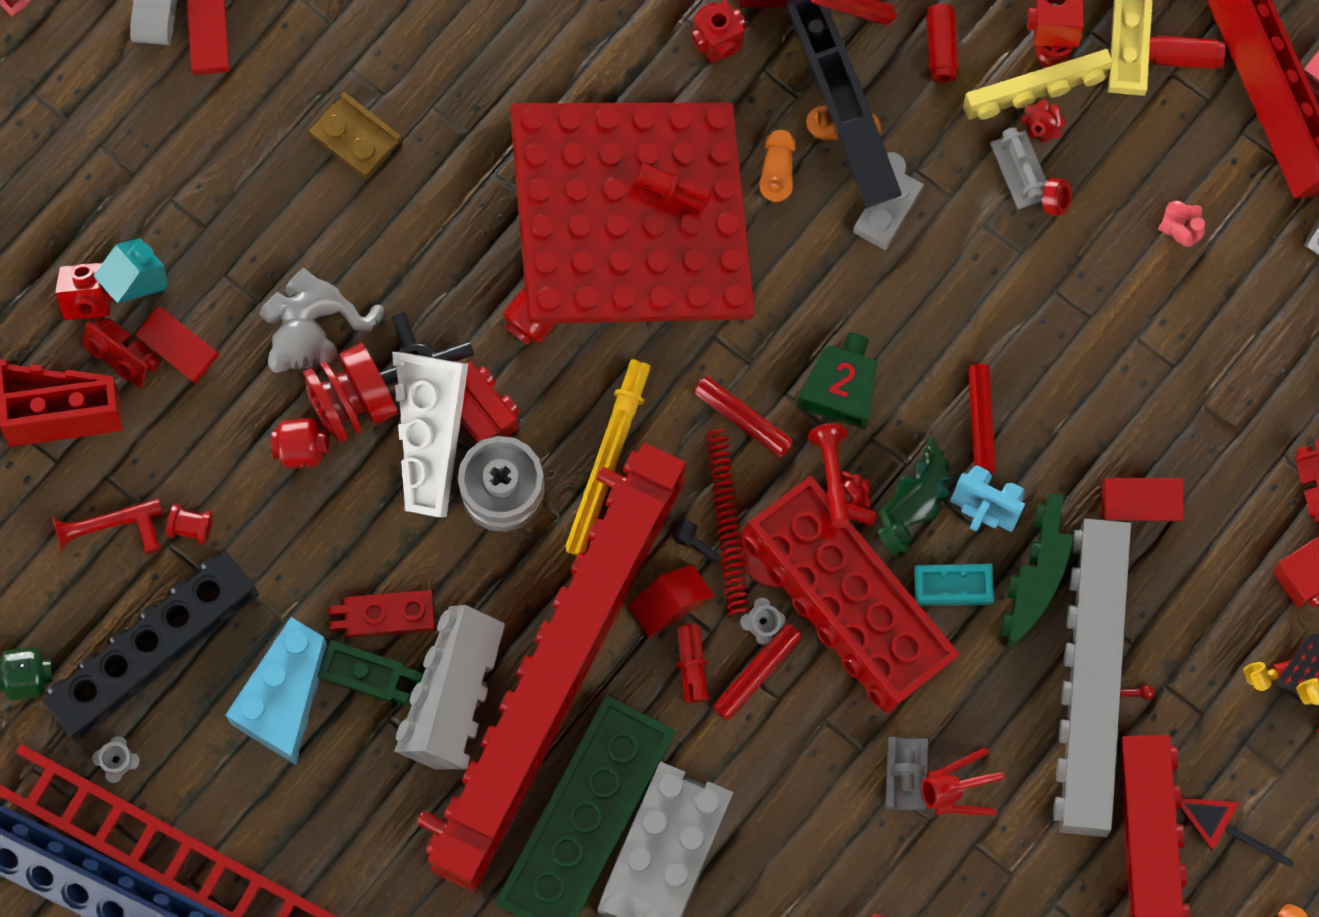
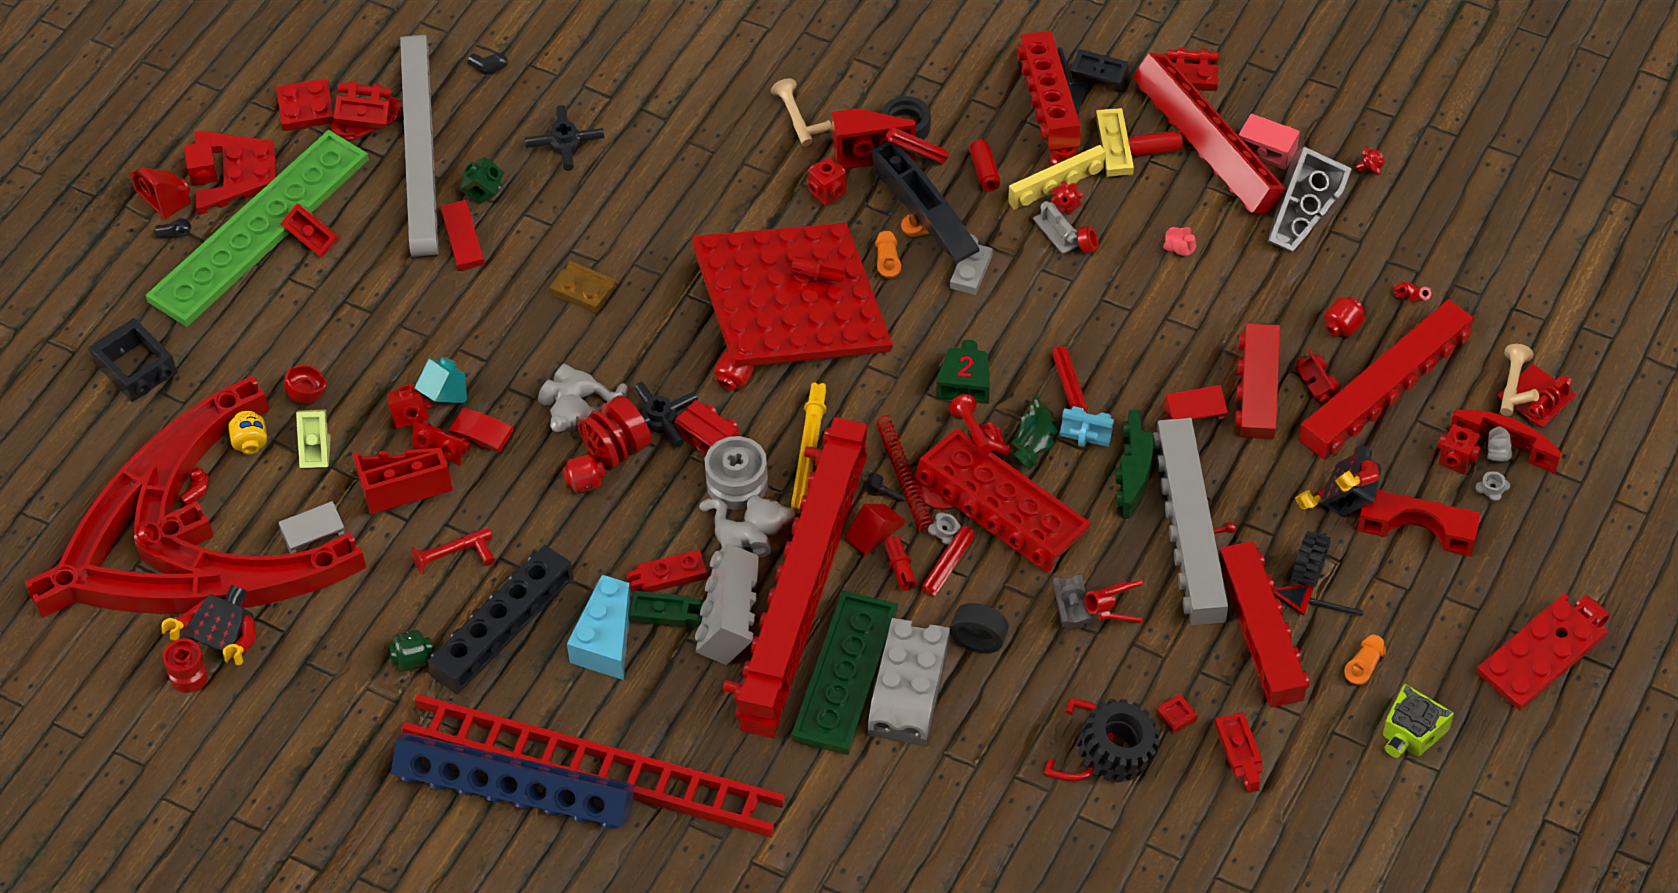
camera: 10 degrees left, 20 degrees down
(105, 757) = (489, 689): light grey plate -> none
(189, 524) = (513, 538): red bush -> none
(430, 422) = (676, 440): white wing -> none
(523, 563) = (762, 520): none -> light grey animal
(743, 416) = (900, 407): red axle -> none
(773, 796) = (975, 615): none -> black tyre
(953, 584) = (1076, 482): teal plate -> none
(1236, 481) = (1258, 381): none -> red wedge
(1240, 777) = (1311, 559): none -> black tyre

